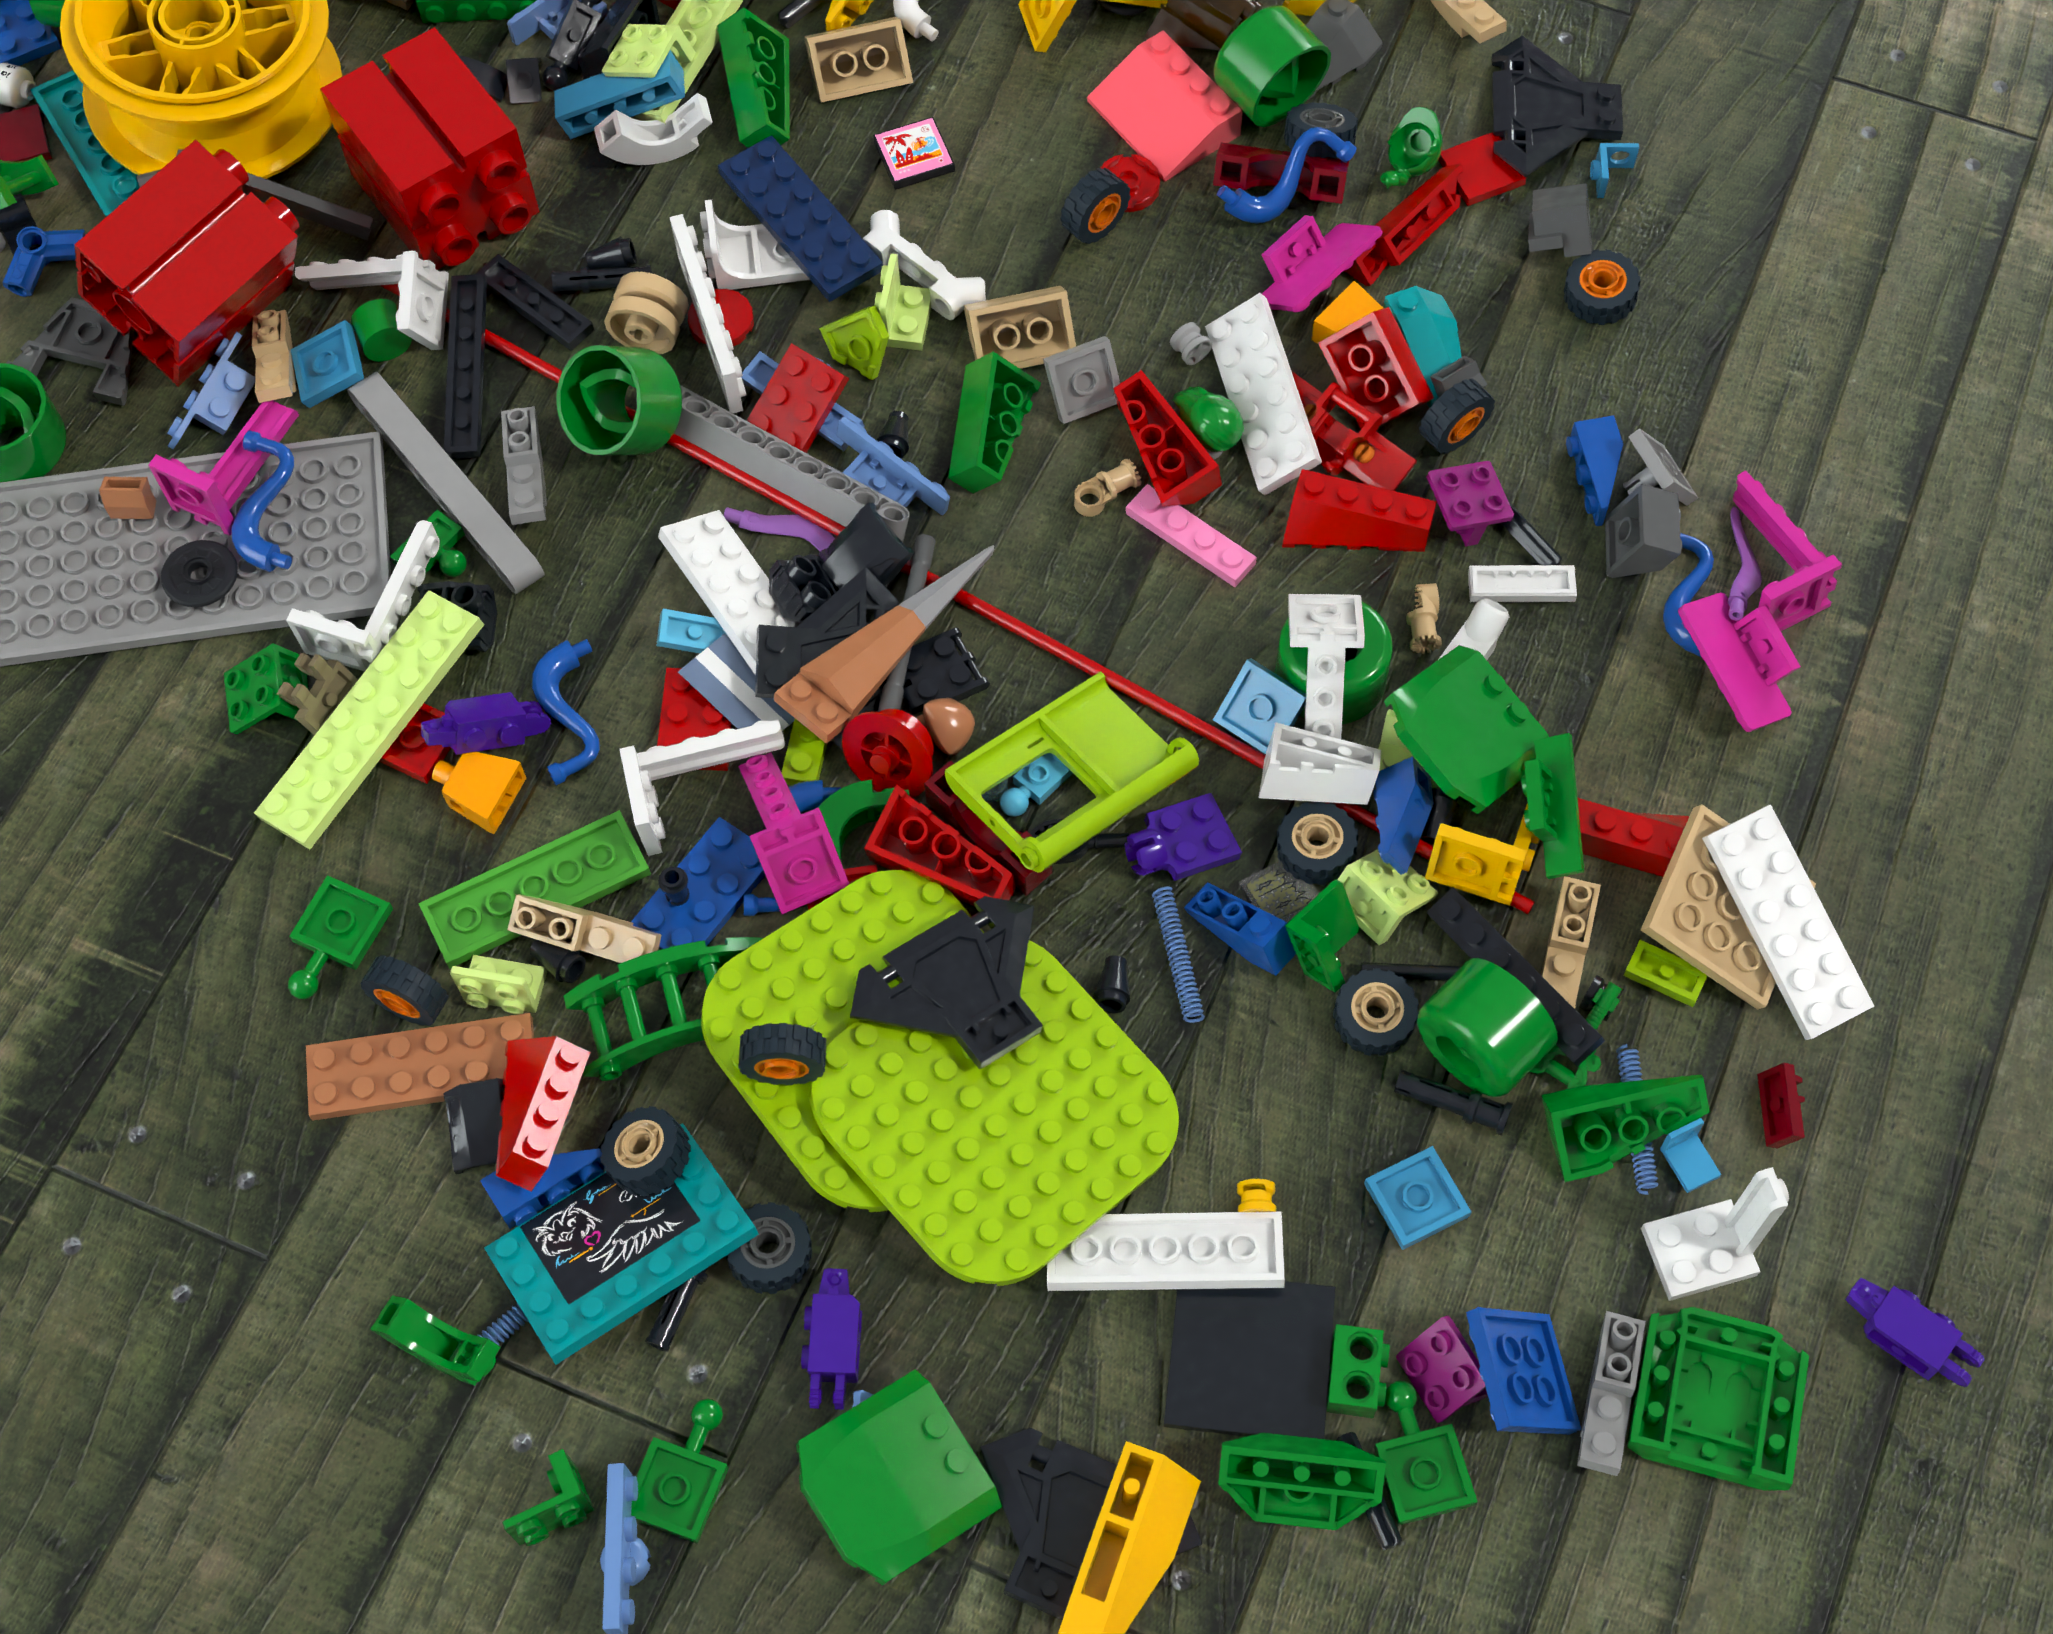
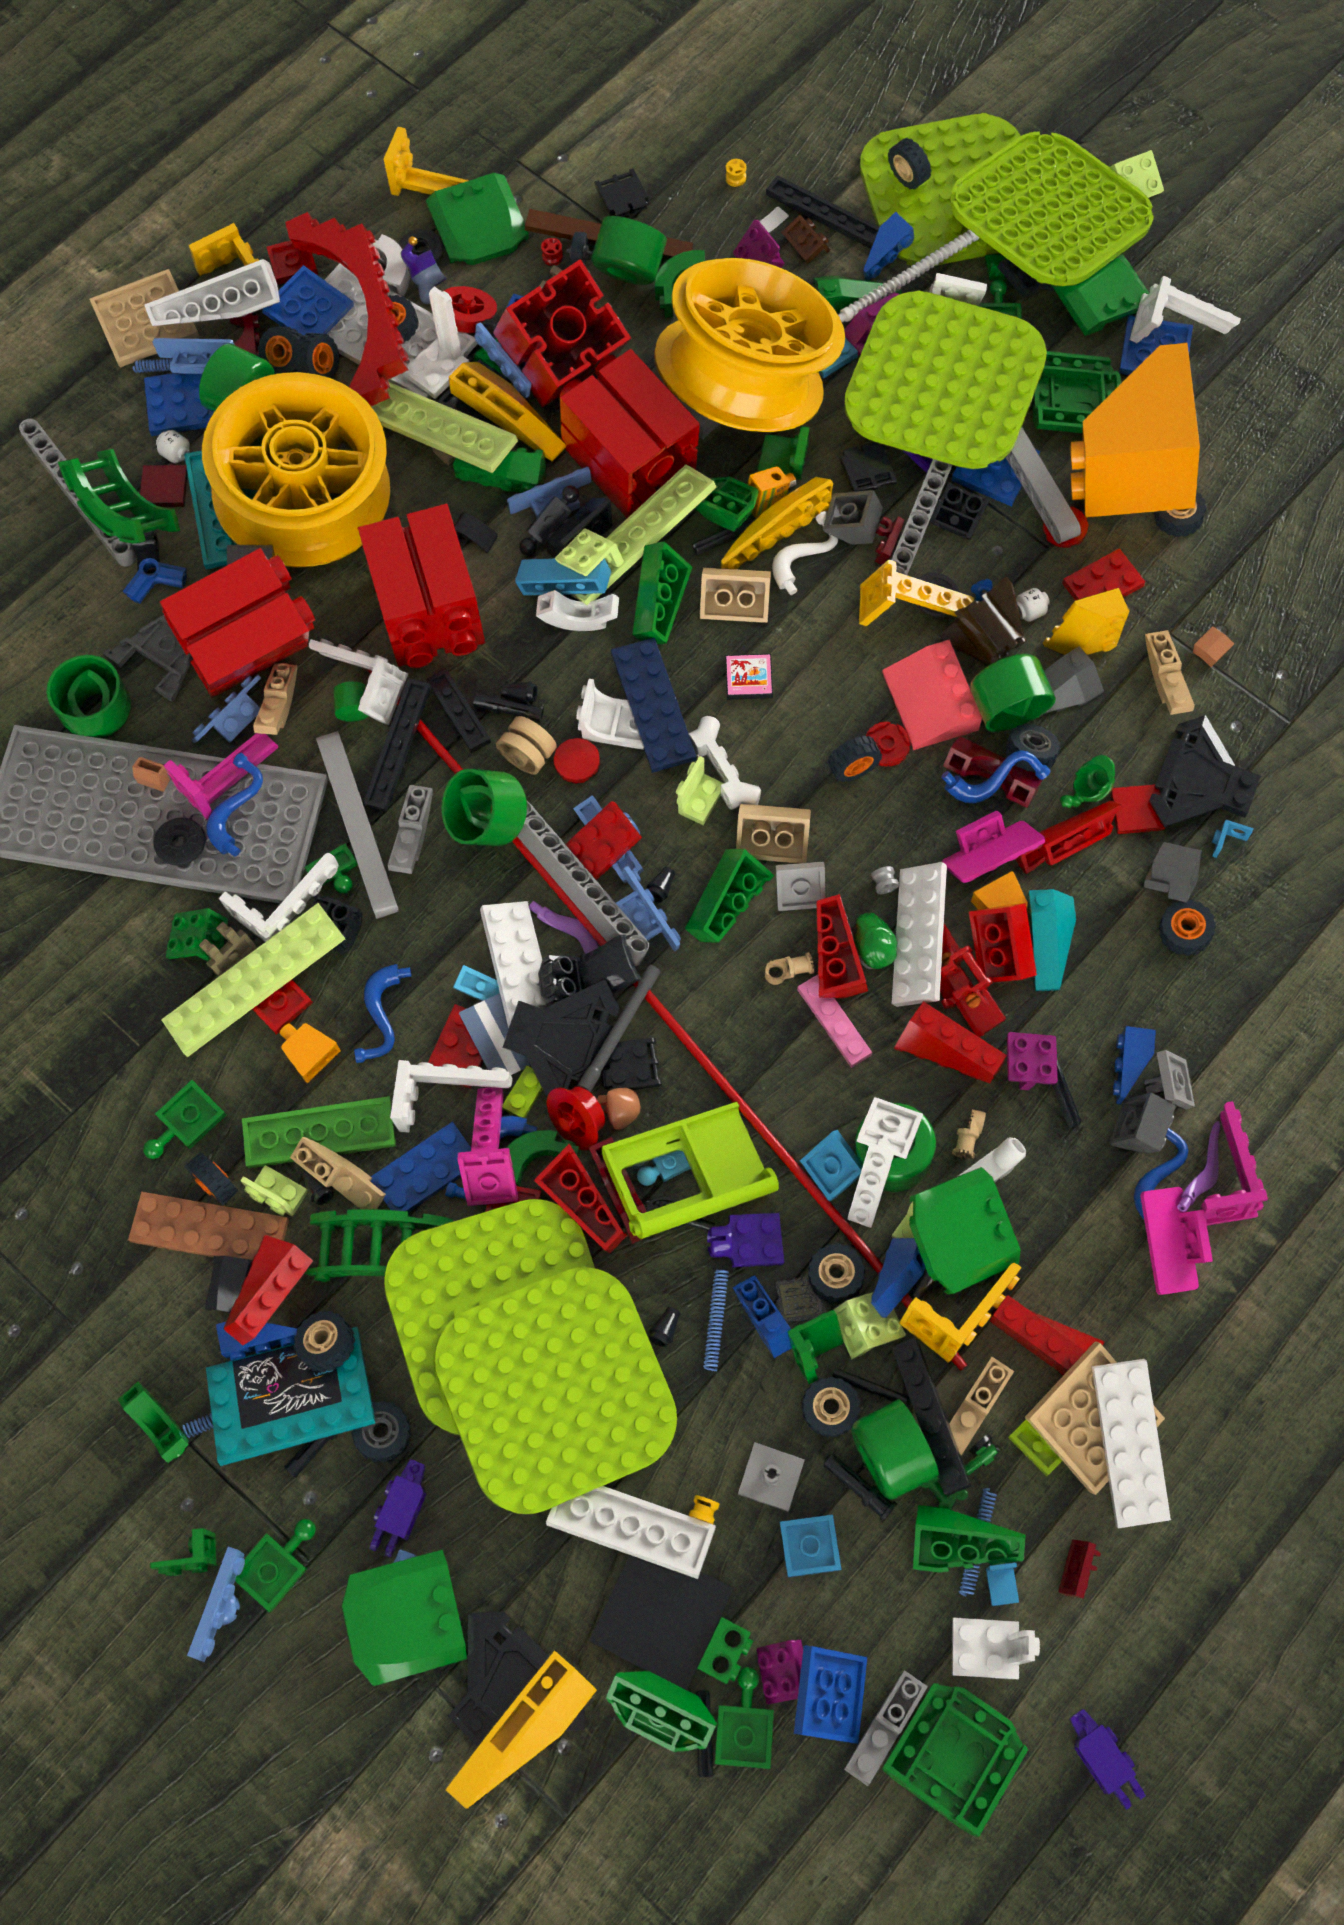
camera: 20 degrees right, 5 degrees up
(311, 207) = (318, 588): dark grey tile -> none
(327, 364) = (309, 715): dark azure plate -> none
(485, 723) = (323, 1008): dark purple hinge -> none
(524, 80) = (506, 541): black bracket -> none
(674, 883) = (402, 1159): black pin -> none
(709, 313) = (565, 760): white plate -> none
(782, 1054) = (423, 1315): black wheel -> none
(847, 675) = (562, 1055): nougat plate -> none
(858, 340) = (660, 807): lime plate -> none
(958, 982) = (559, 1298): black plate -> none
(1317, 768) = (852, 1224): white wedge -> none
(1330, 1129) = (771, 1477): none -> light grey tile
(1456, 372) = (1057, 968): dark grey piece -> none
(1457, 416) = (1045, 995): black wheel -> none
(1523, 583) = (1046, 1131): white plate -> none
(1553, 805) = (999, 1307): green bracket -> none

